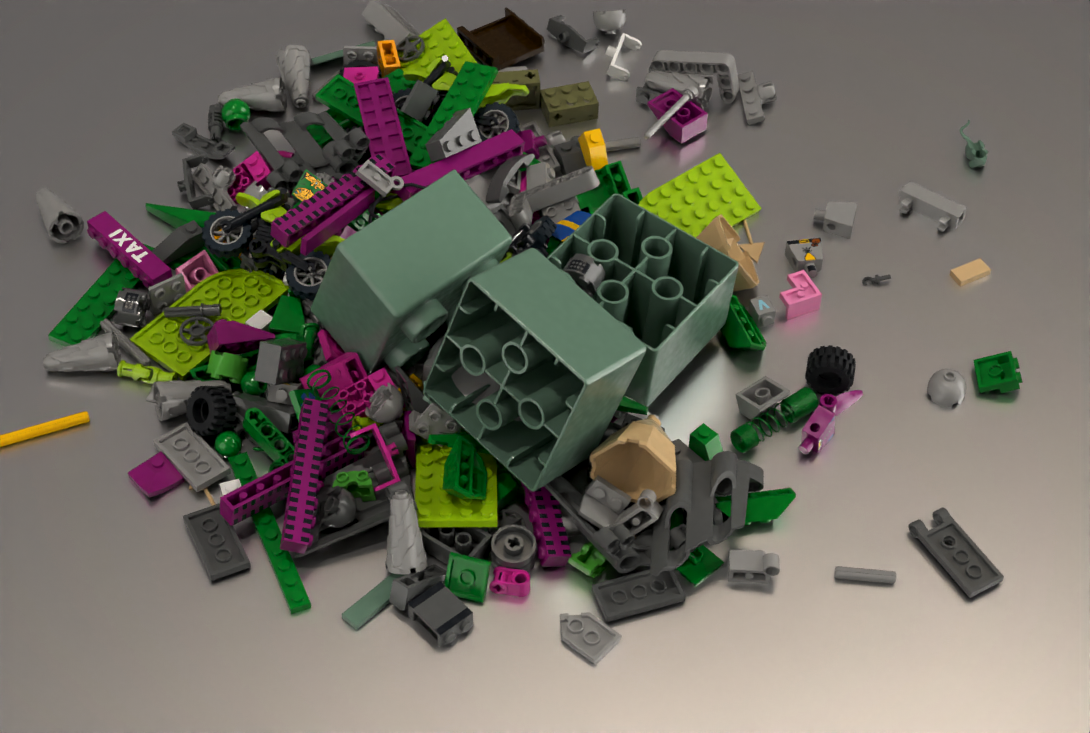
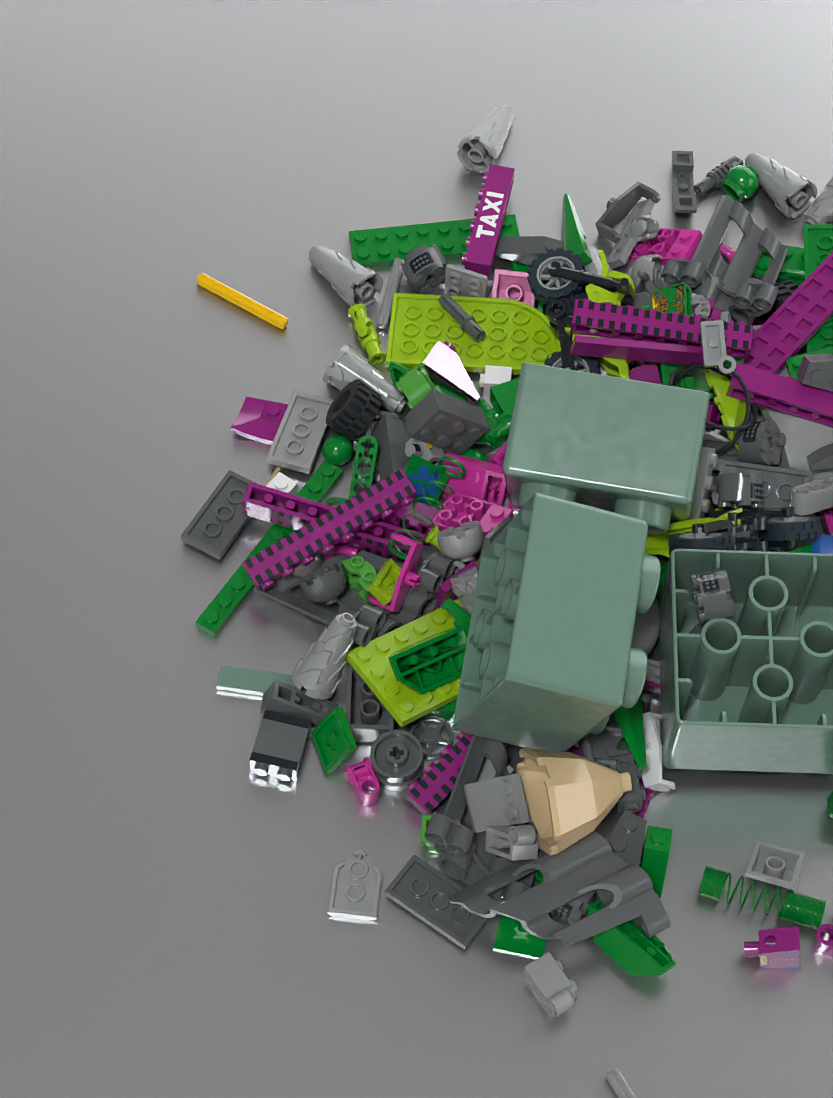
camera: 55 degrees right, 10 degrees up
(196, 331) = (443, 334): dark grey wheel -> none
(376, 468) = (385, 582): none -> lime plate

